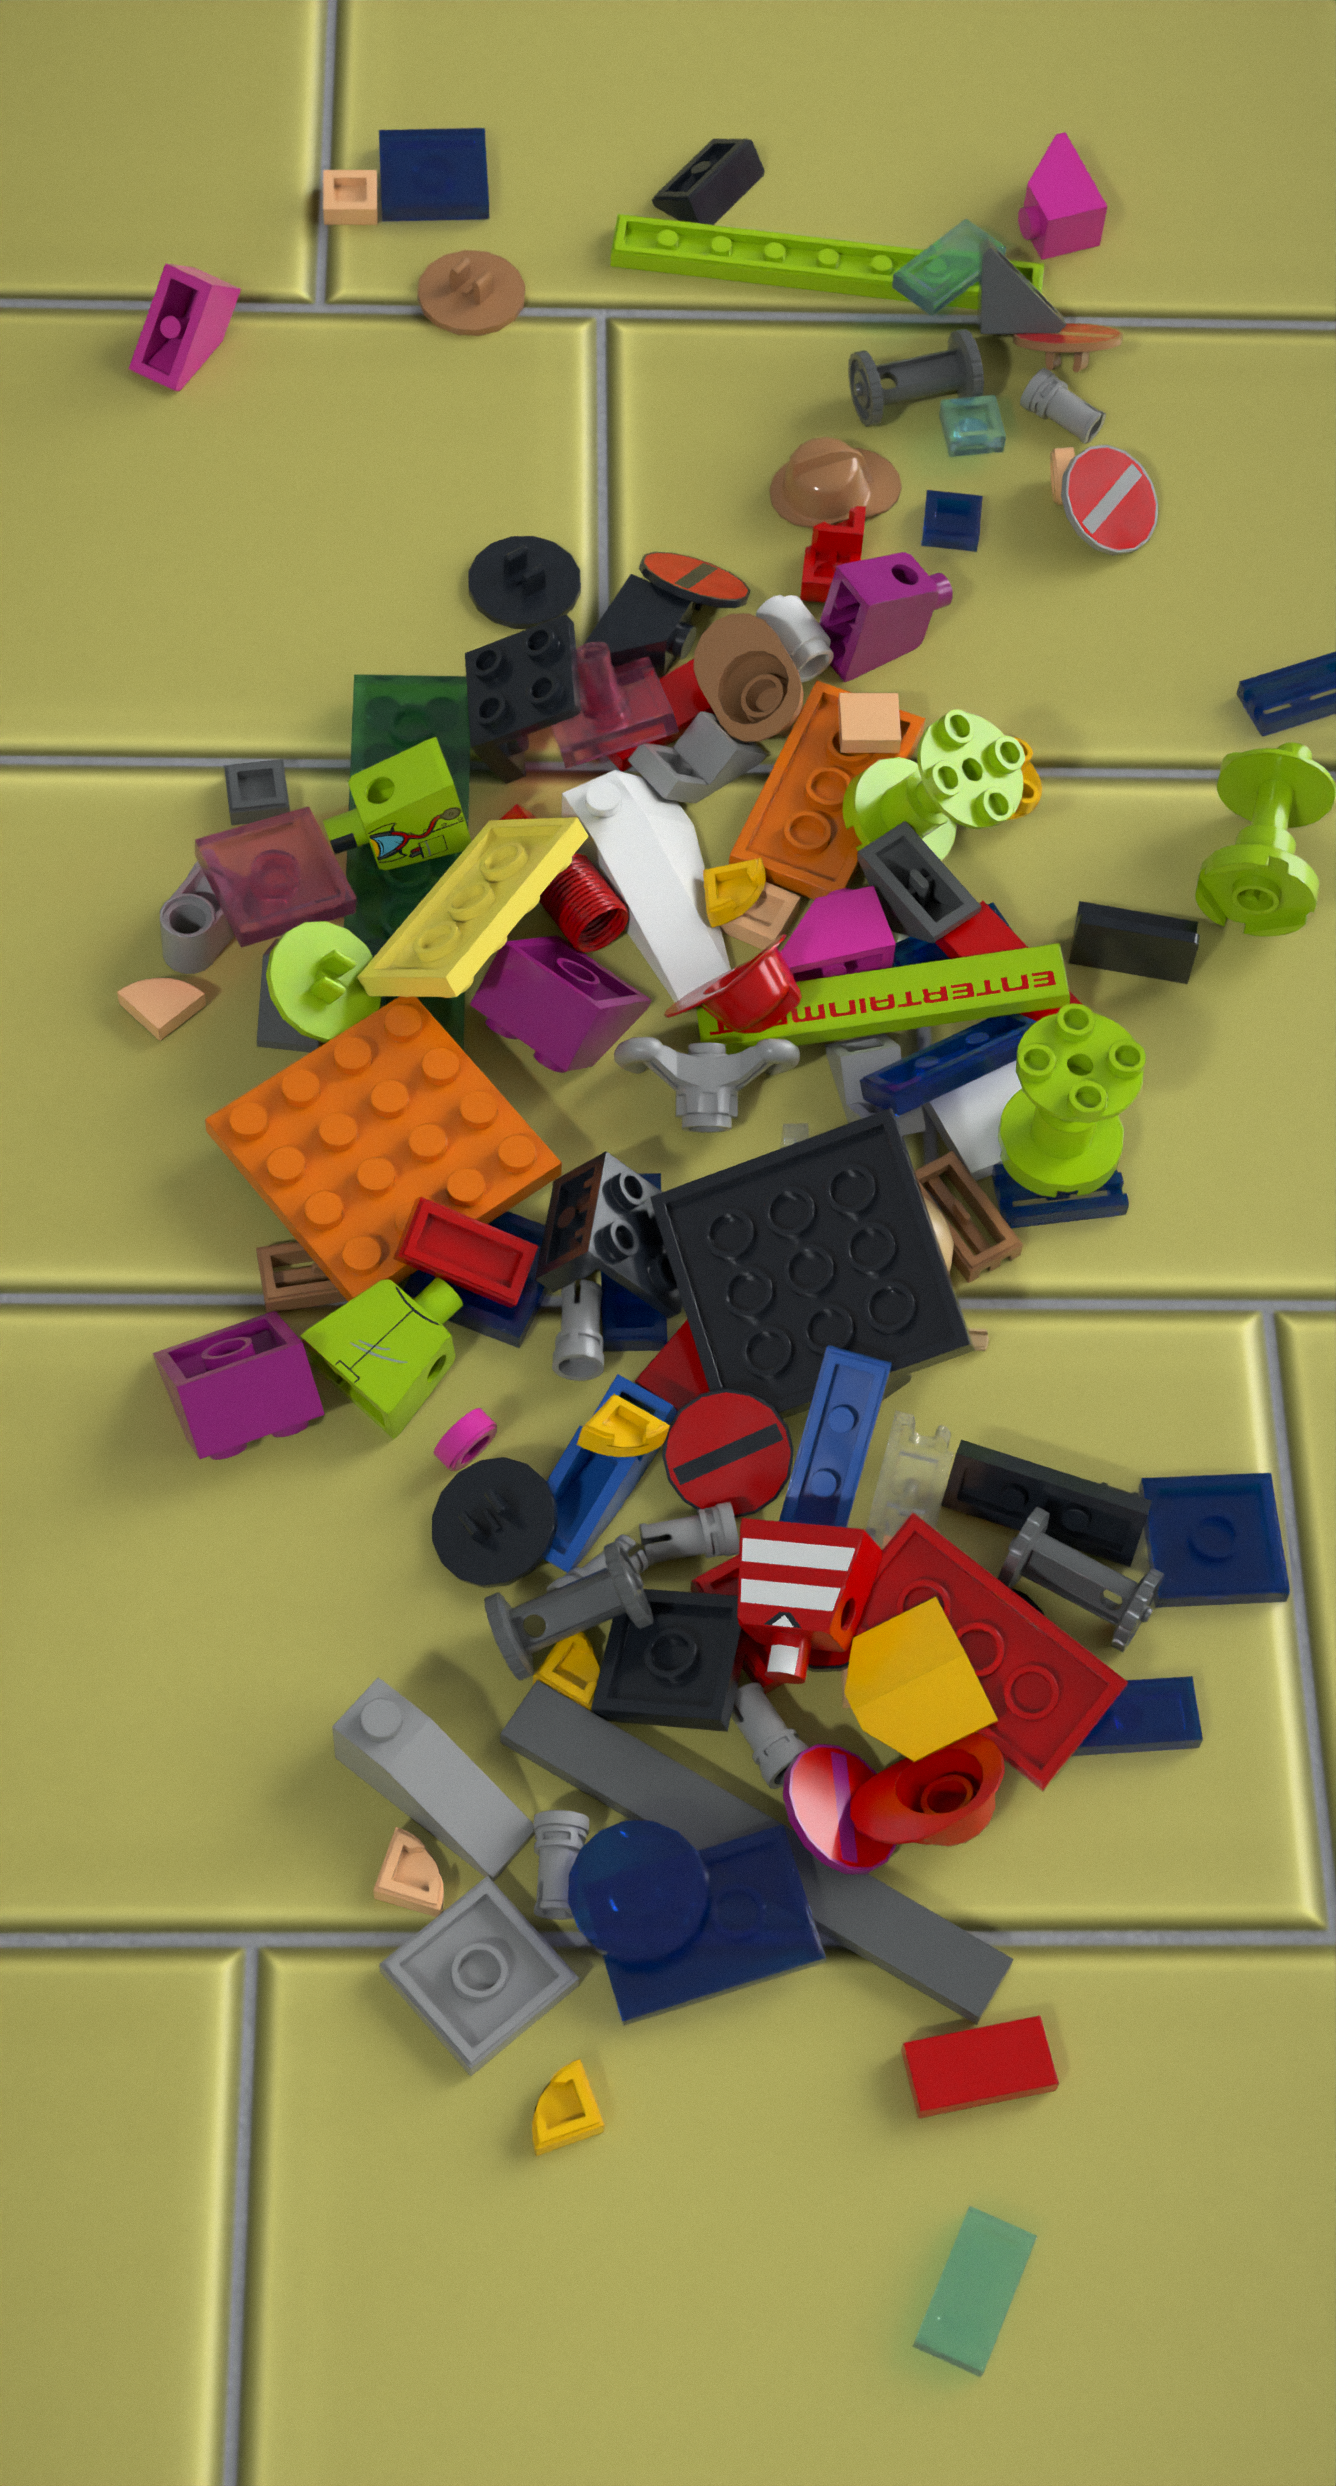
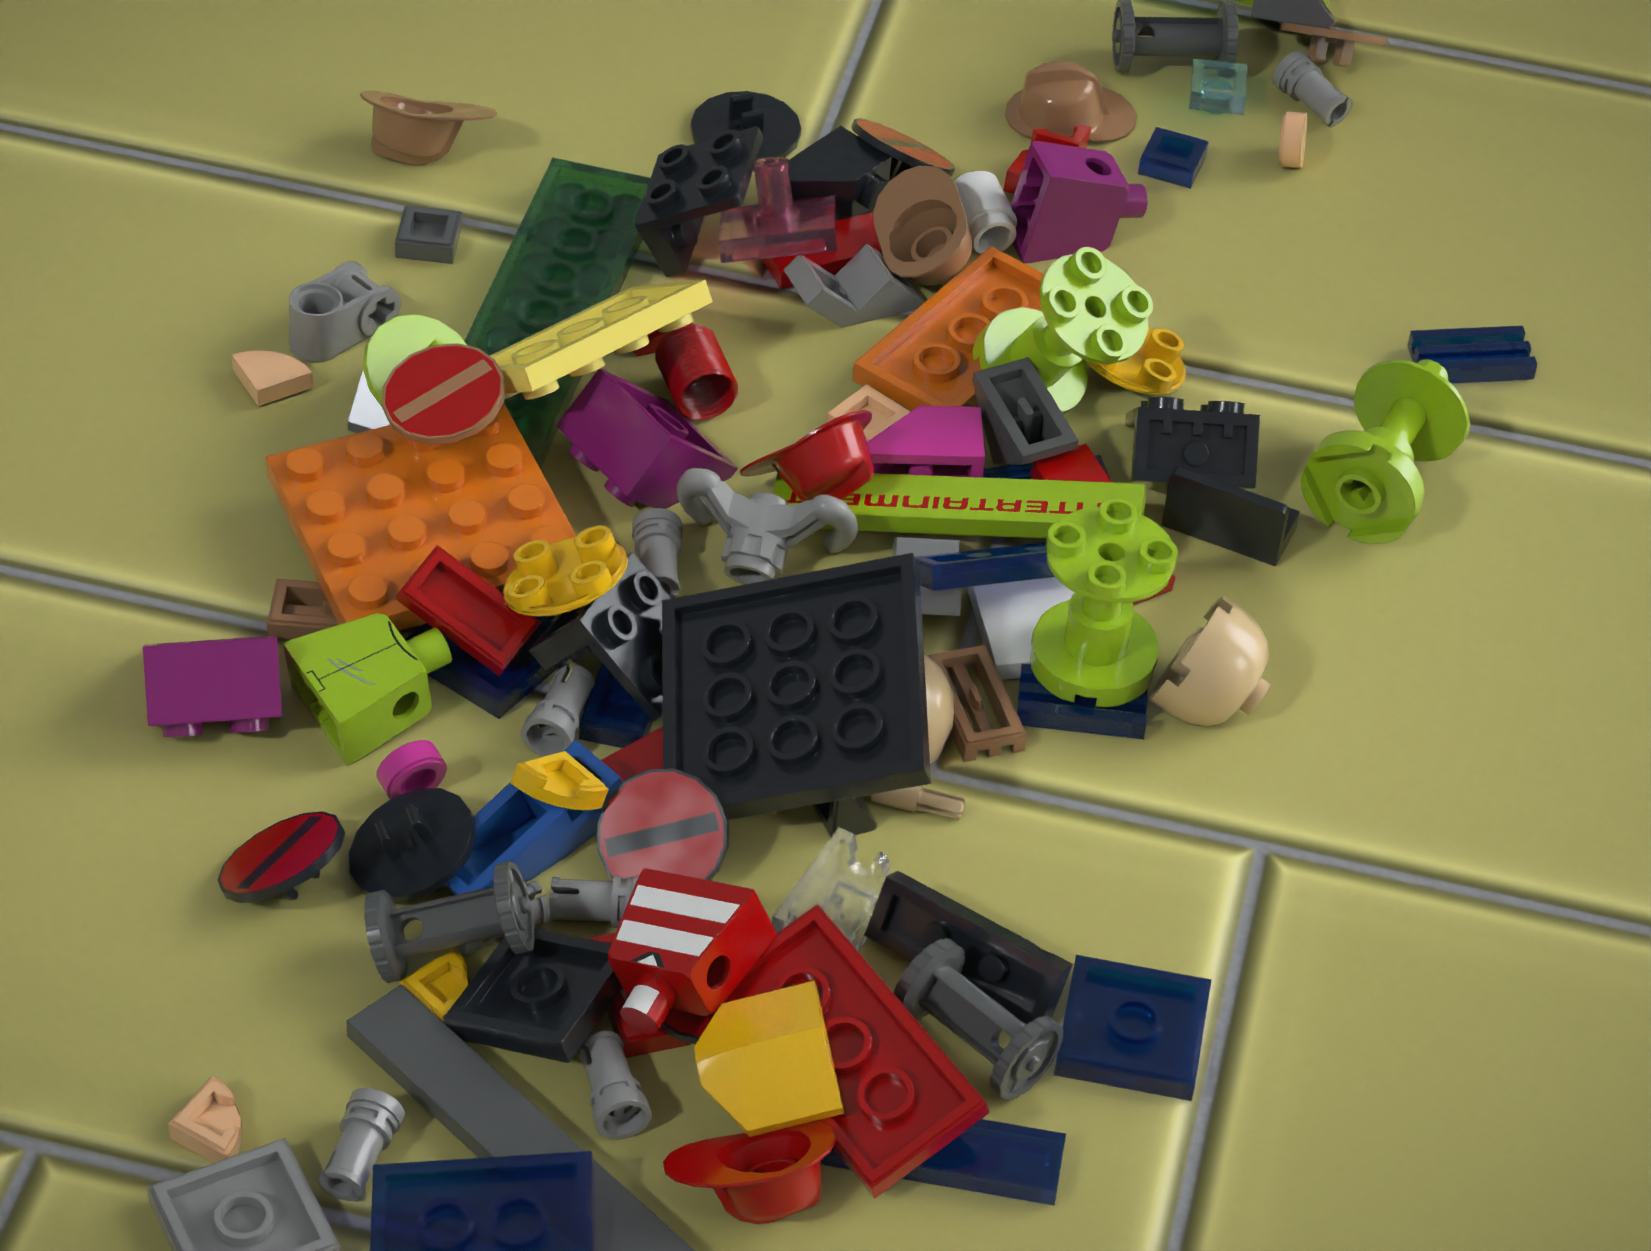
camera: 15 degrees right, 15 degrees down
(211, 664) = (417, 129): none -> medium nougat piece
(274, 876) = (406, 277): clear pink tile -> none
(367, 1017) = (443, 394): none -> red piece
(378, 1572) = (281, 858): none -> piece
(403, 810) = (548, 252): lime torso -> none
(430, 1779) = (259, 1038): light grey slope -> none
(552, 1196) = (564, 573): none -> yellow dish
(609, 1115) = (658, 543): none -> light grey pin
(638, 1891) = (423, 1174): clear blue tile -> none
(656, 869) = (775, 353): white wedge -> none
(732, 889) = (846, 390): yellow tile -> none
(818, 1807) = (632, 1145): piece -> none
(835, 1438) = (777, 824): blue tile -> none
(869, 723) = (1019, 282): light nougat tile -> none
(1082, 871) = (1210, 441): none -> black bracket
(1109, 500) = (1330, 164): piece -> none
(1177, 1130) = (1216, 669): none -> tan cylinder

